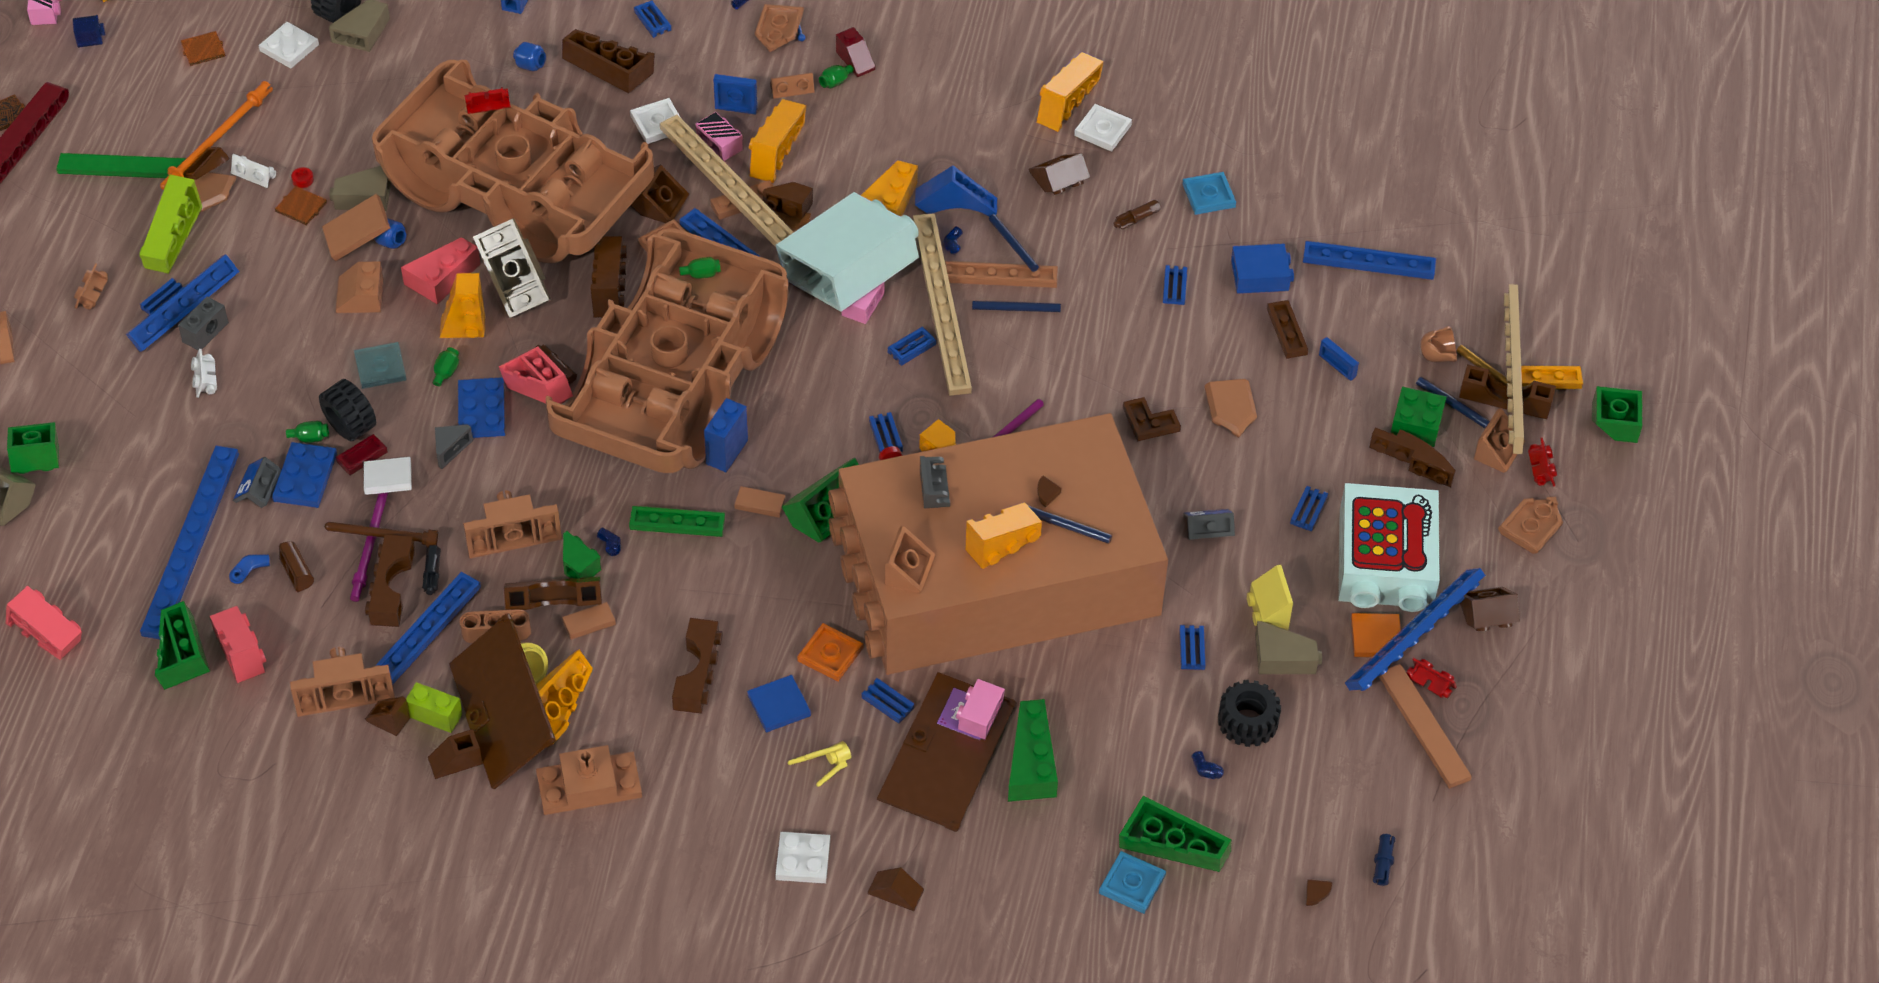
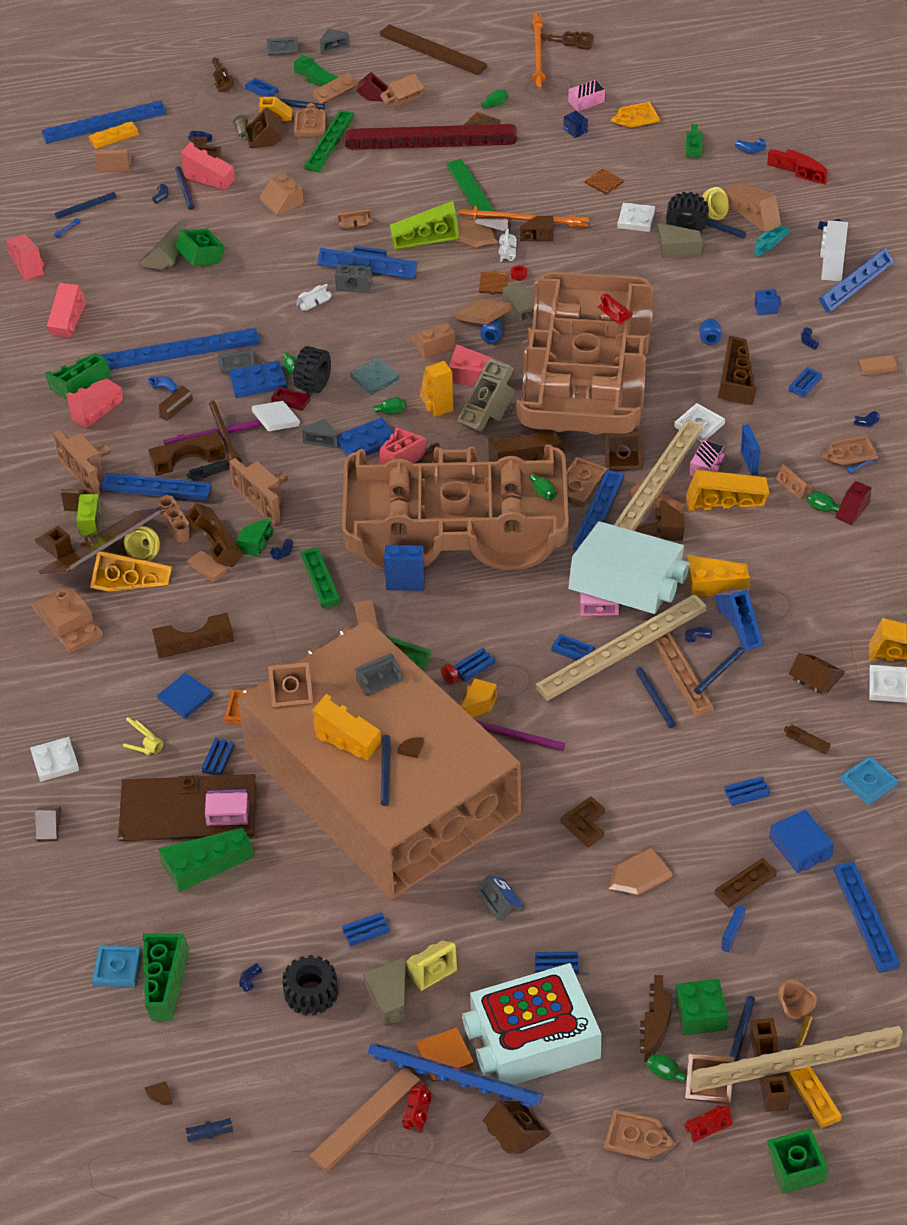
camera: 70 degrees right, 5 degrees down
(249, 129) = (537, 229): none -> reddish brown slope
(1470, 472) = (665, 1067): none -> green plant

